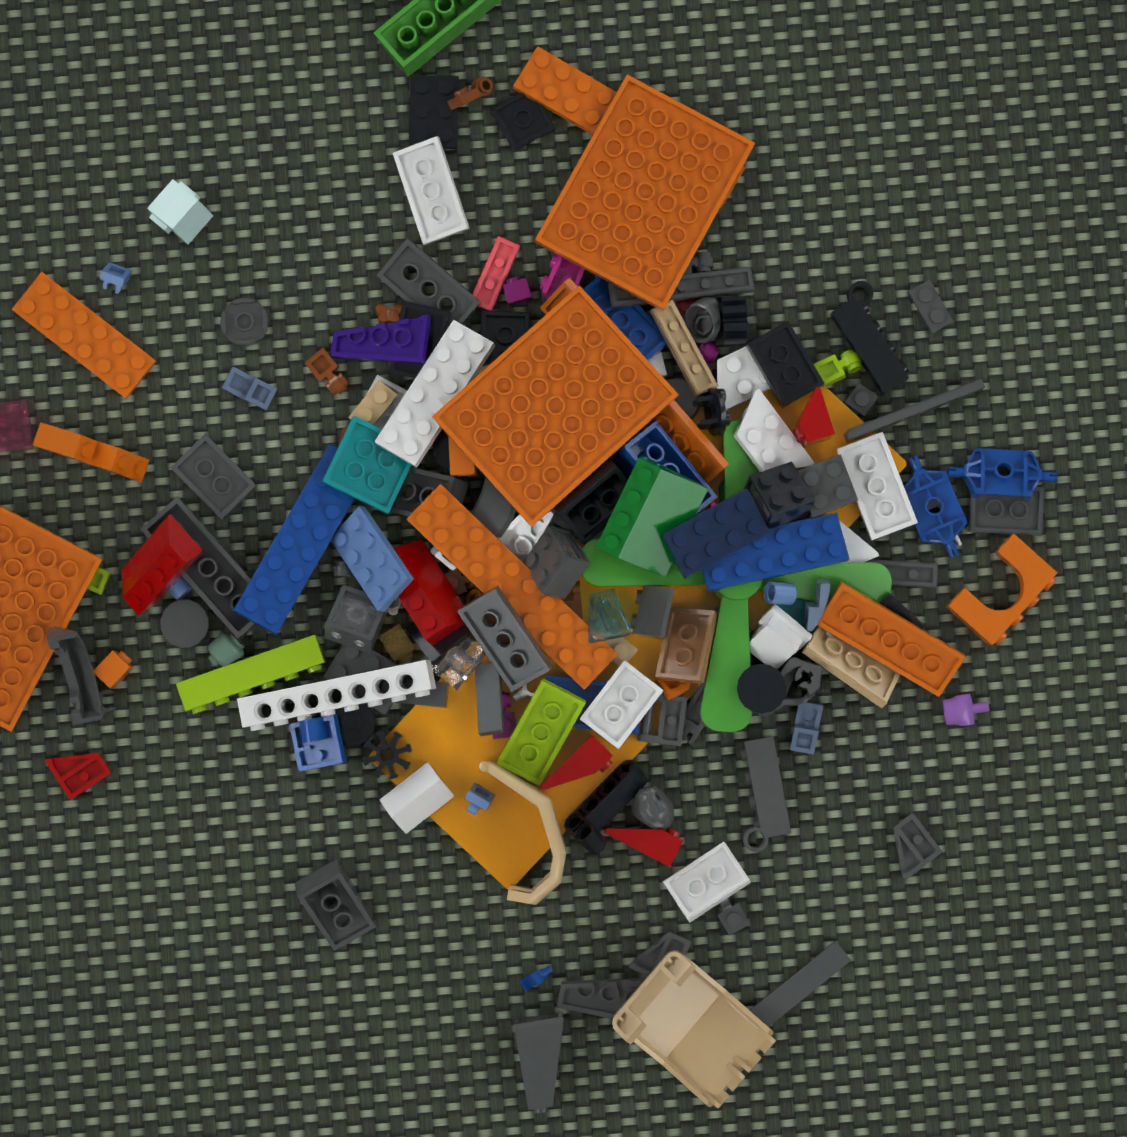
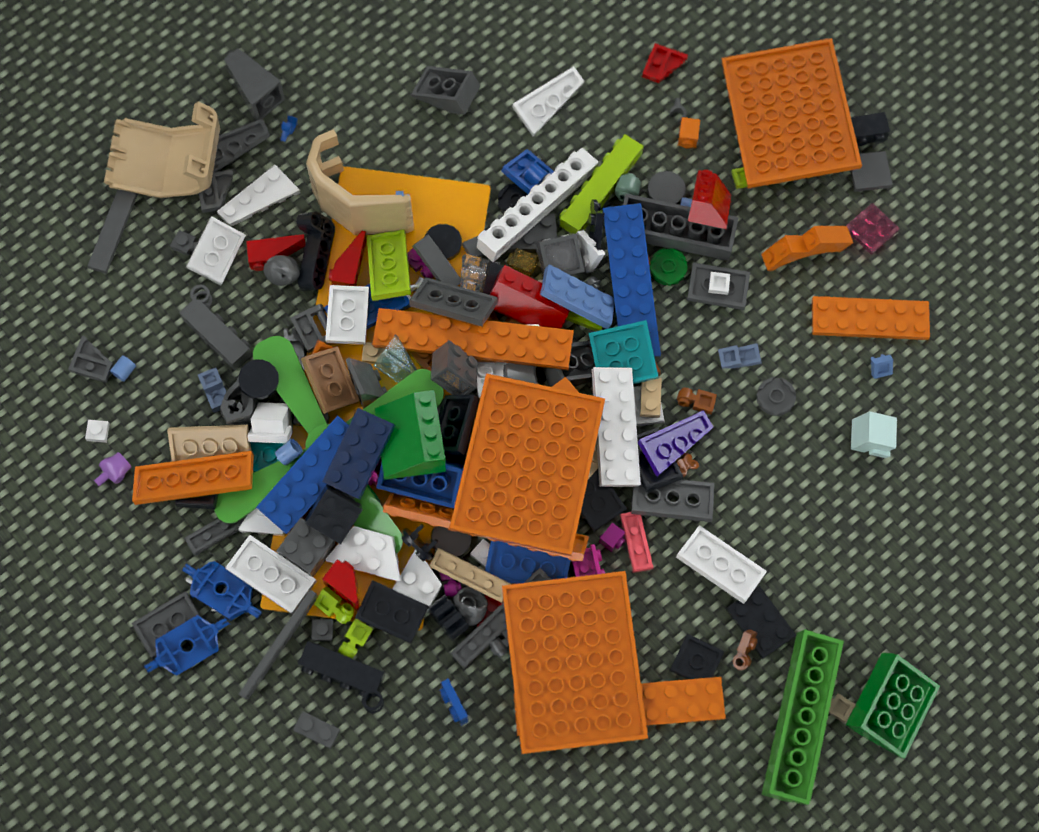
camera: 140 degrees right, 15 degrees down
(78, 673) = (695, 105): dark grey windscreen -> none
(214, 474) = (719, 283): none -> white plate
(238, 815) = (545, 101): none -> white wing
(247, 536) = (668, 266): none -> green tile
(292, 627) = (595, 221): none -> black hinge
(321, 609) = (590, 255): none -> white wing
(390, 762) = (487, 191): black gear -> none
(416, 798) = (440, 177): white piece -> none
(460, 724) = (447, 239): none -> black tile
(616, 918) = (258, 196): none -> white wing
(787, 227) = (449, 696): none -> blue plate
(814, 610) = (258, 463): sand blue slope -> none
(839, 414) = (329, 604): none -> lime plate
(885, 814) = (123, 368): none -> medium blue beam
(952, 765) = (97, 431): none -> white plate
(1033, 576) = (128, 539): orange arch -> none

